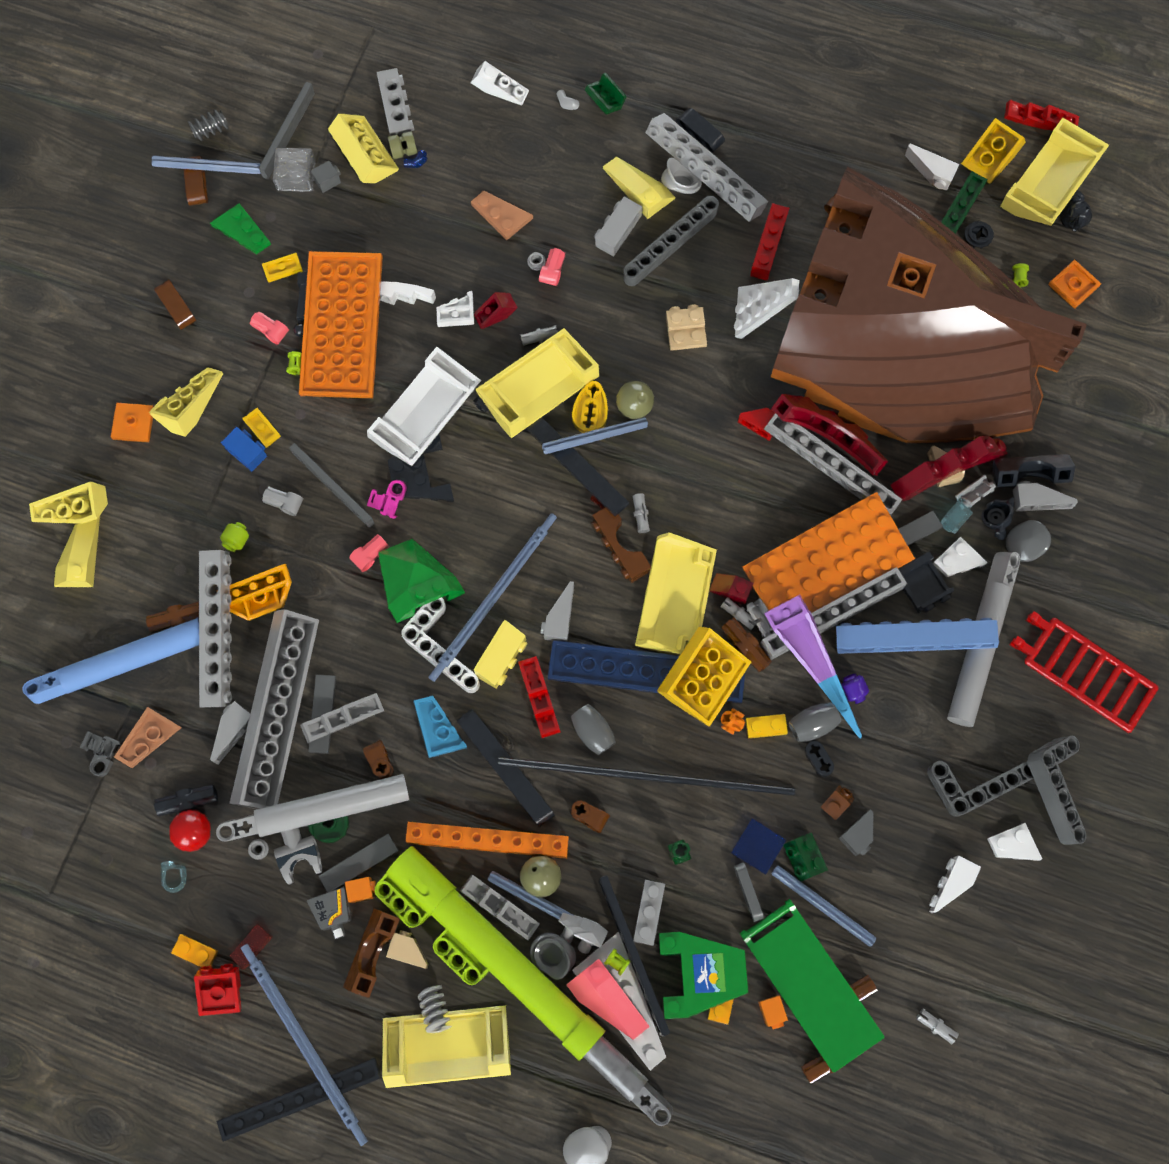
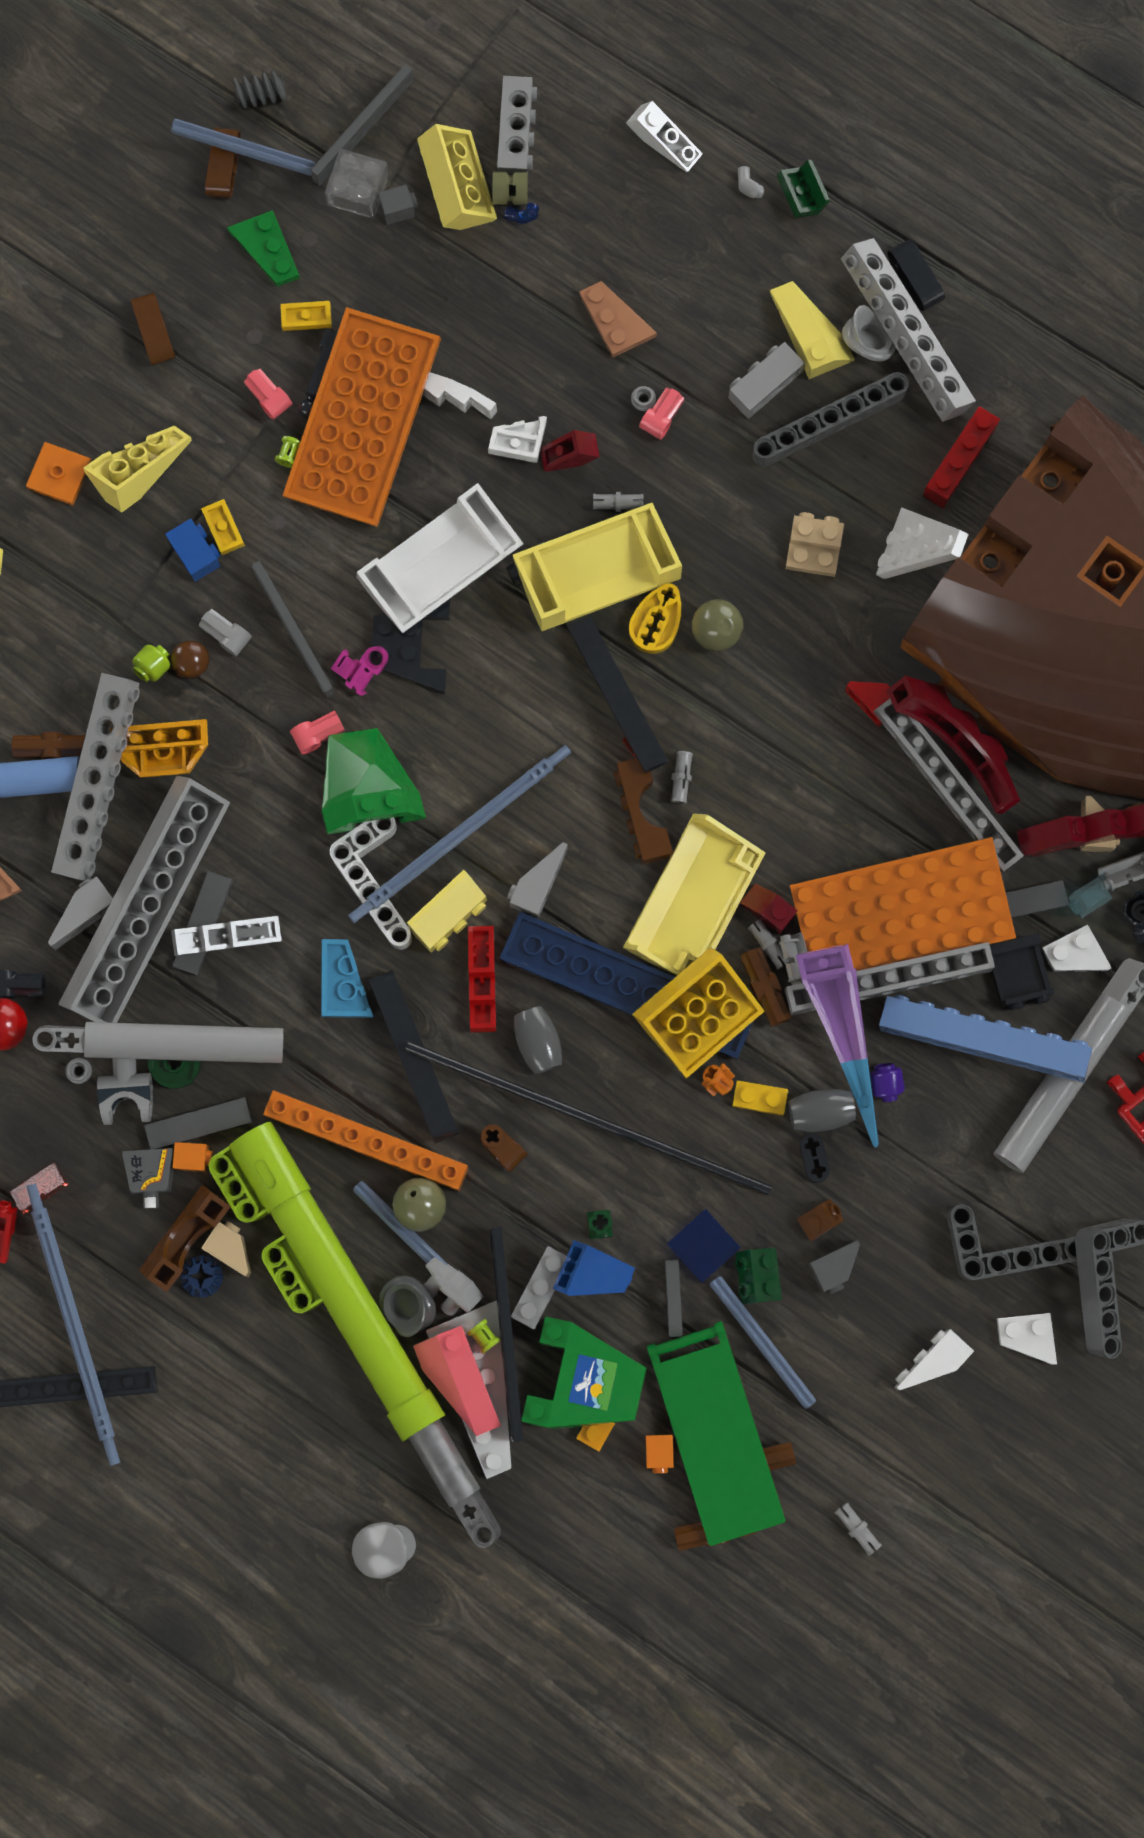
camera: 15 degrees right, 5 degrees up
(262, 527) = (189, 659): none -> reddish brown hair
(378, 757) = (258, 998): reddish brown piece -> none
(400, 983) = (209, 1285): none -> dark blue gear
(433, 1010) = (241, 1328): light grey piece -> none
(468, 1050) = (245, 1377): light yellow slope -> none
(499, 907) = (358, 1228): light grey slope -> none
(594, 435) = (650, 658): sand blue axle -> none
(683, 890) = (592, 1272): none -> blue slope

